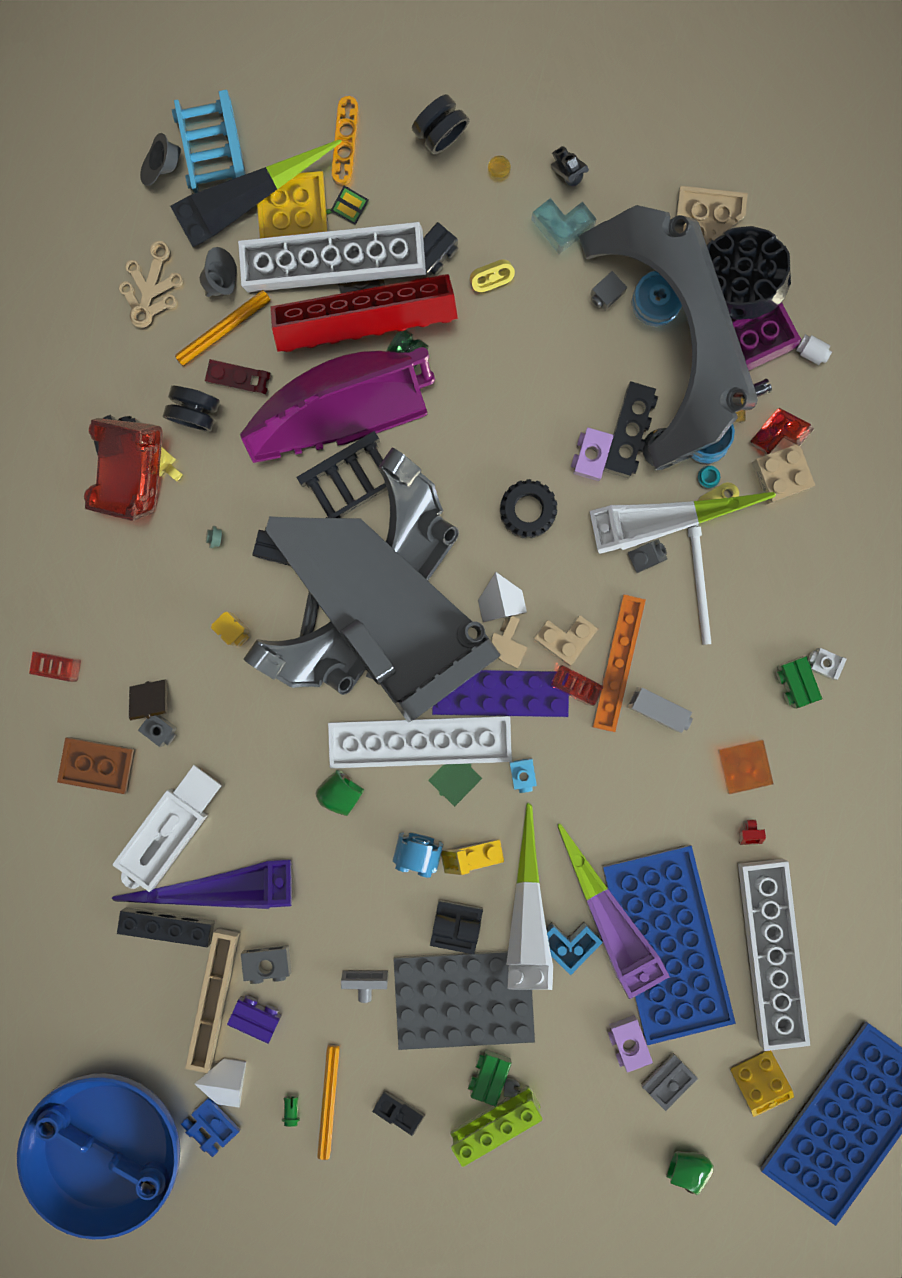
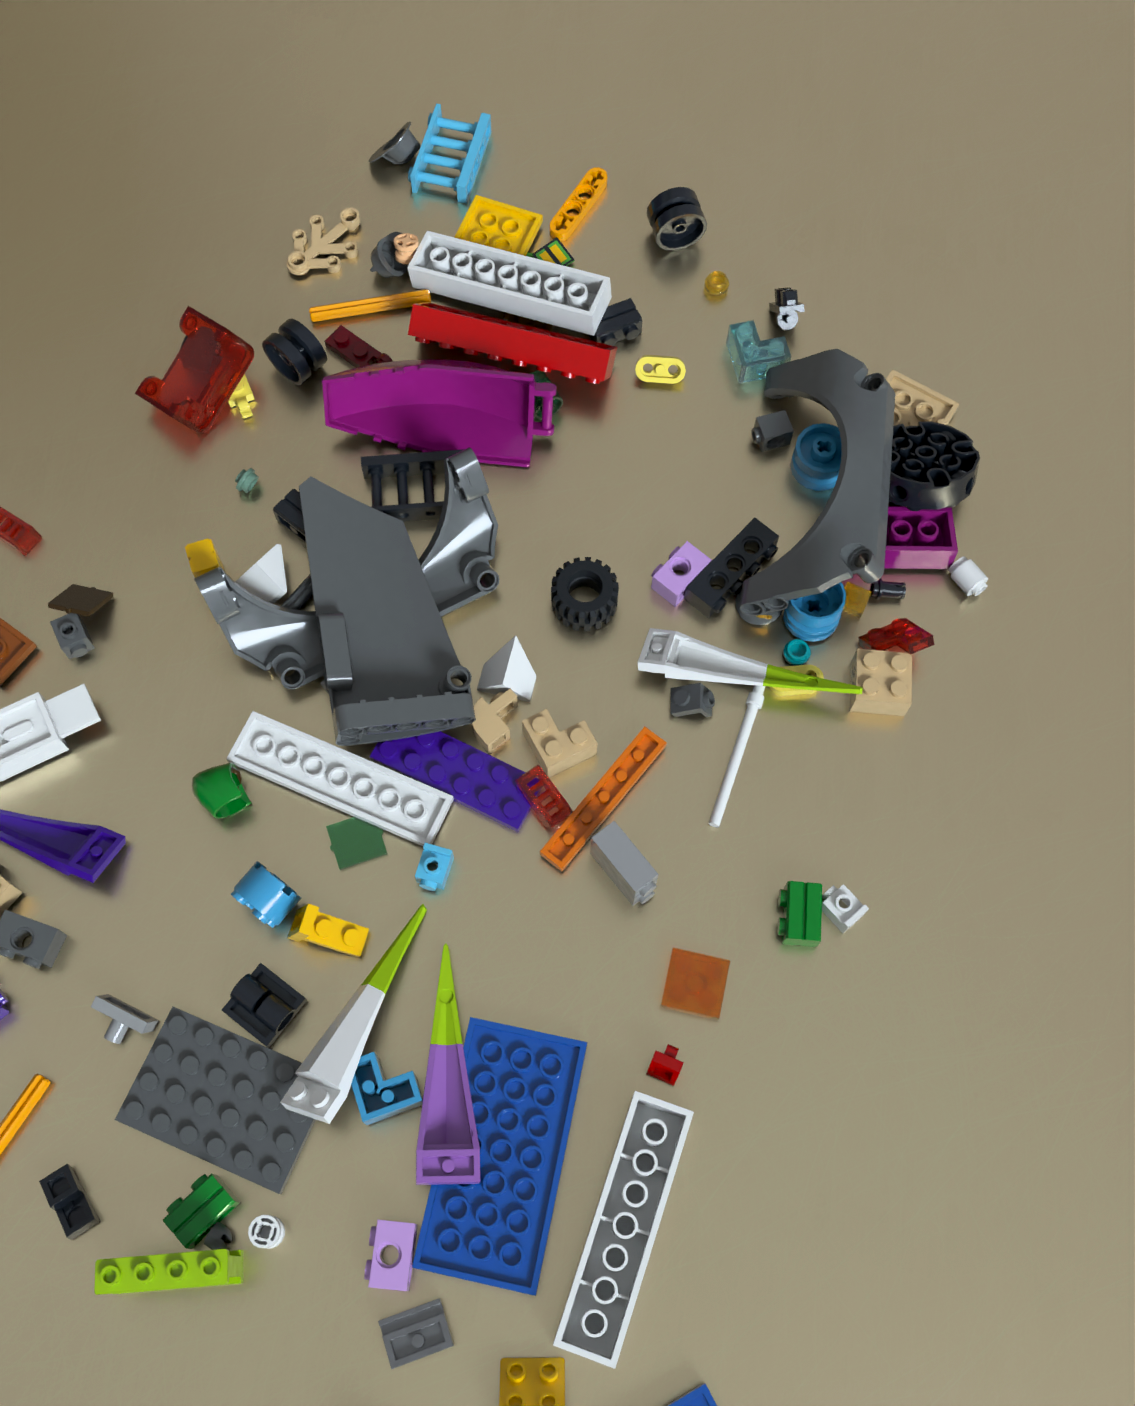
camera: 25 degrees right, 20 degrees down
(216, 207) = (425, 202): black plate -> none
(224, 264) = (406, 247): none -> light nougat wheel
(274, 610) = (266, 576): none -> white slope
(540, 1065) = (271, 1233): none -> white wheel

